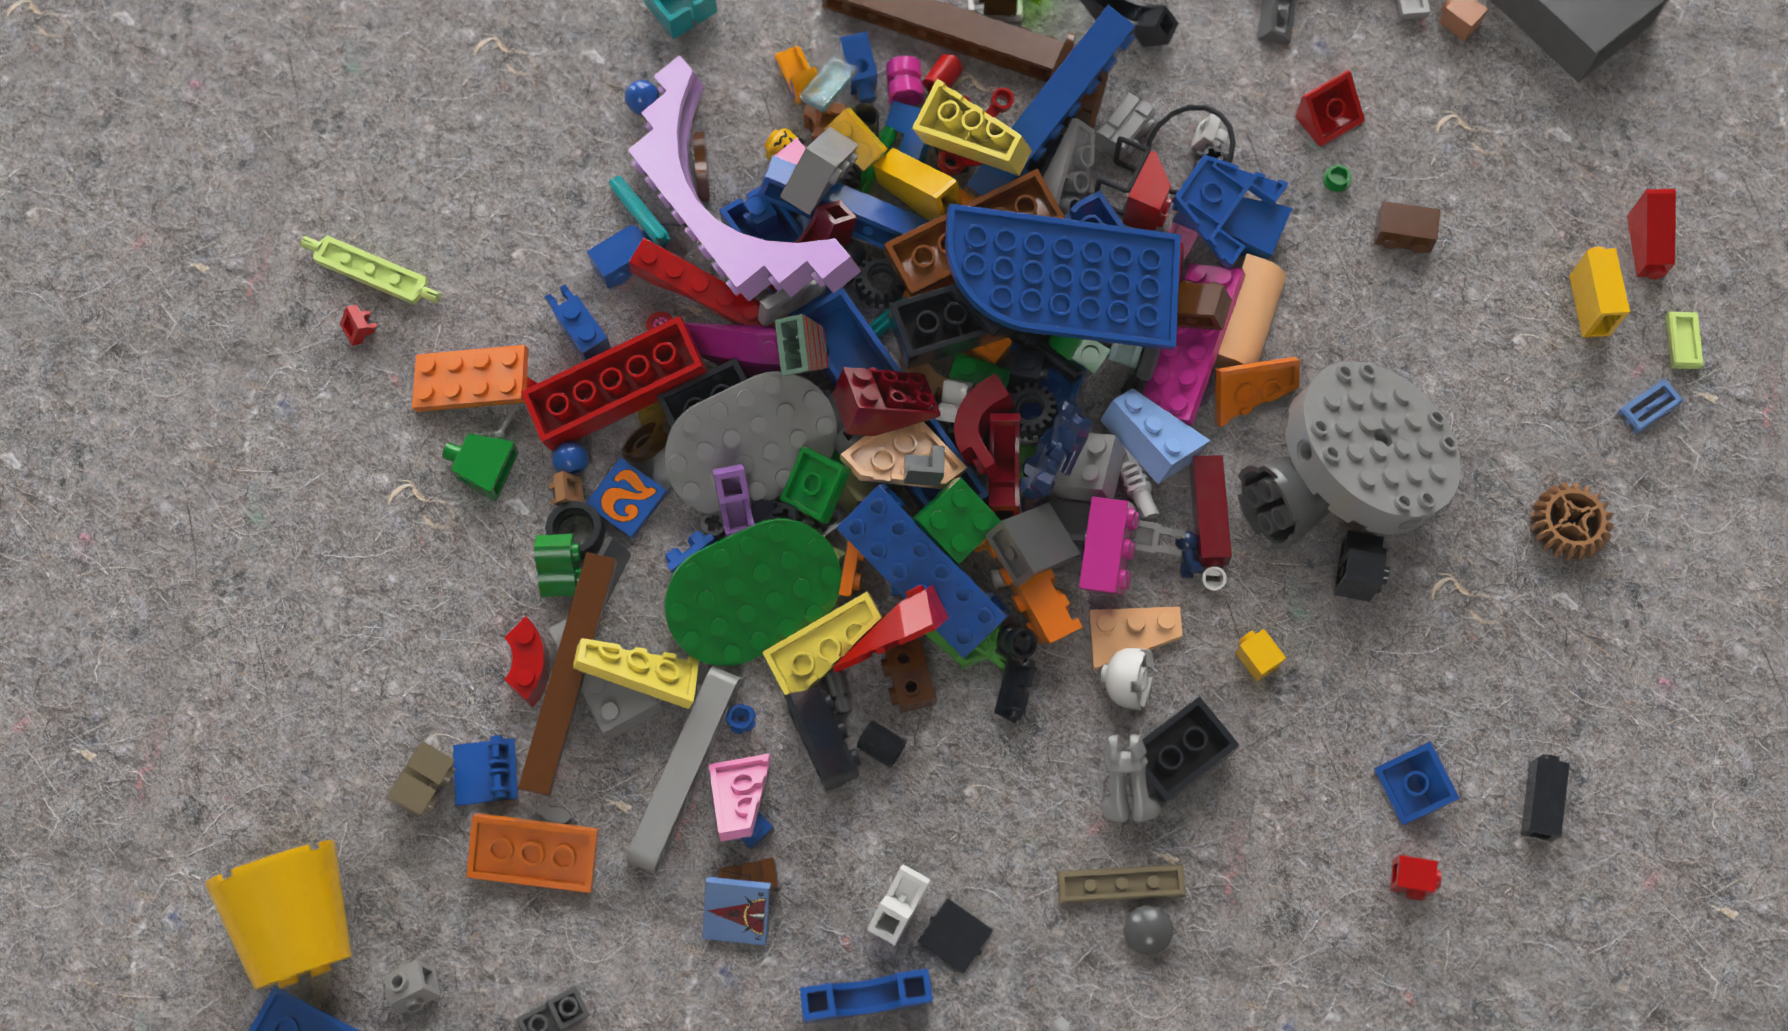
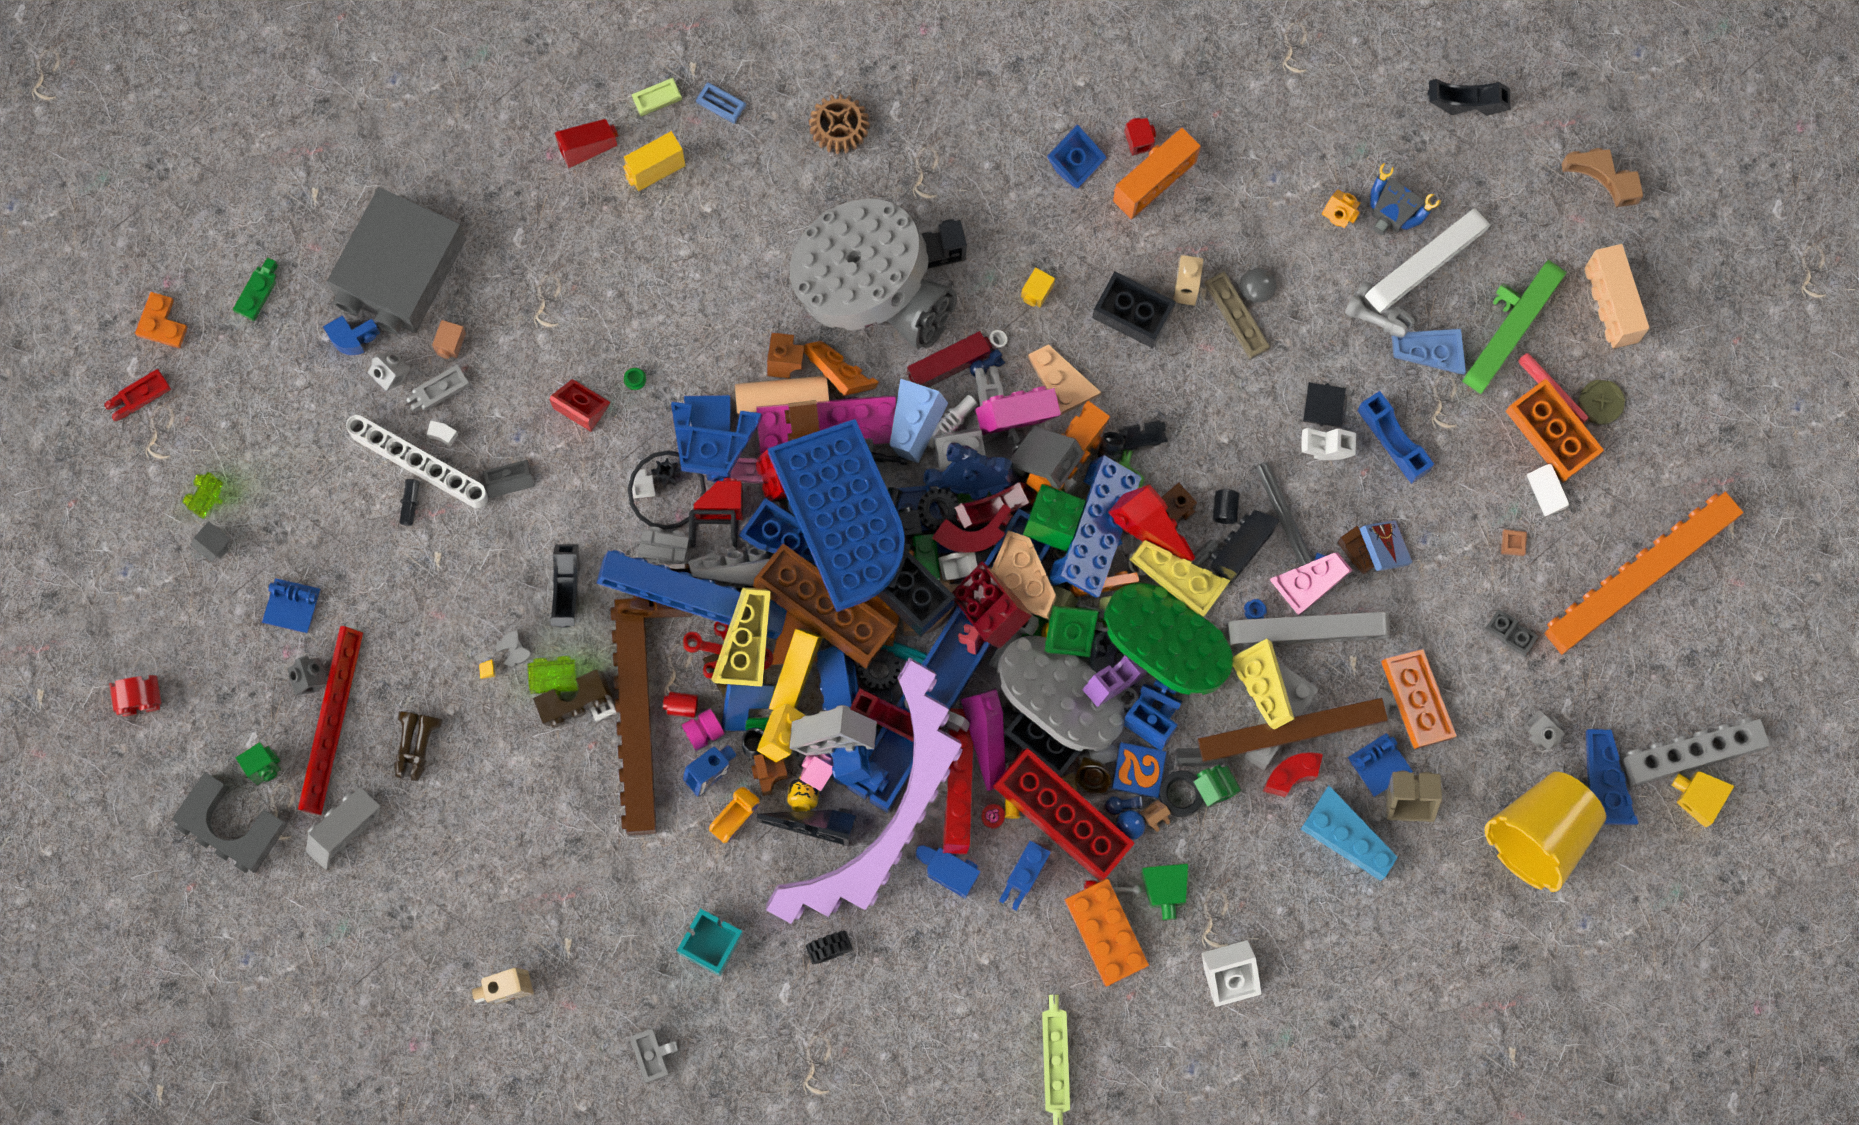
camera: 120 degrees left, 5 degrees up
(353, 487) = (1231, 973): none -> white slope
(355, 325) = (1106, 1045): red tile -> none
(422, 688) = (1348, 835): none -> dark azure wedge
(601, 454) = (1115, 805): none -> dark blue arm
(609, 101) = (829, 947): none -> black tyre
(639, 211) = (912, 874): teal axle -> none
(640, 95) = (810, 927): blue piece -> none
(667, 528) = (1150, 724): none -> blue brick
(701, 166) = (849, 849): reddish brown tile -> none
(738, 150) = (821, 824): none -> black wedge
(801, 345) = (979, 679): sand green torso -> none
(828, 84) = (744, 775): clear light blue plate -> none
(838, 812) = (1284, 514): none -> dark grey axle
(925, 469) = (1027, 553): dark grey panel -> none
(1128, 677) = (1099, 365): white cylinder -> none
(1134, 761) = (1165, 331): light grey piece -> none
(1194, 840) = (1188, 277): none -> tan torso
(1297, 330) = (783, 356): none -> dark orange brick
(1352, 866) = (1156, 173): none -> orange brick
(1407, 227) = (656, 313): reddish brown brick -> none
(1545, 798) = (1046, 75): black brick -> none

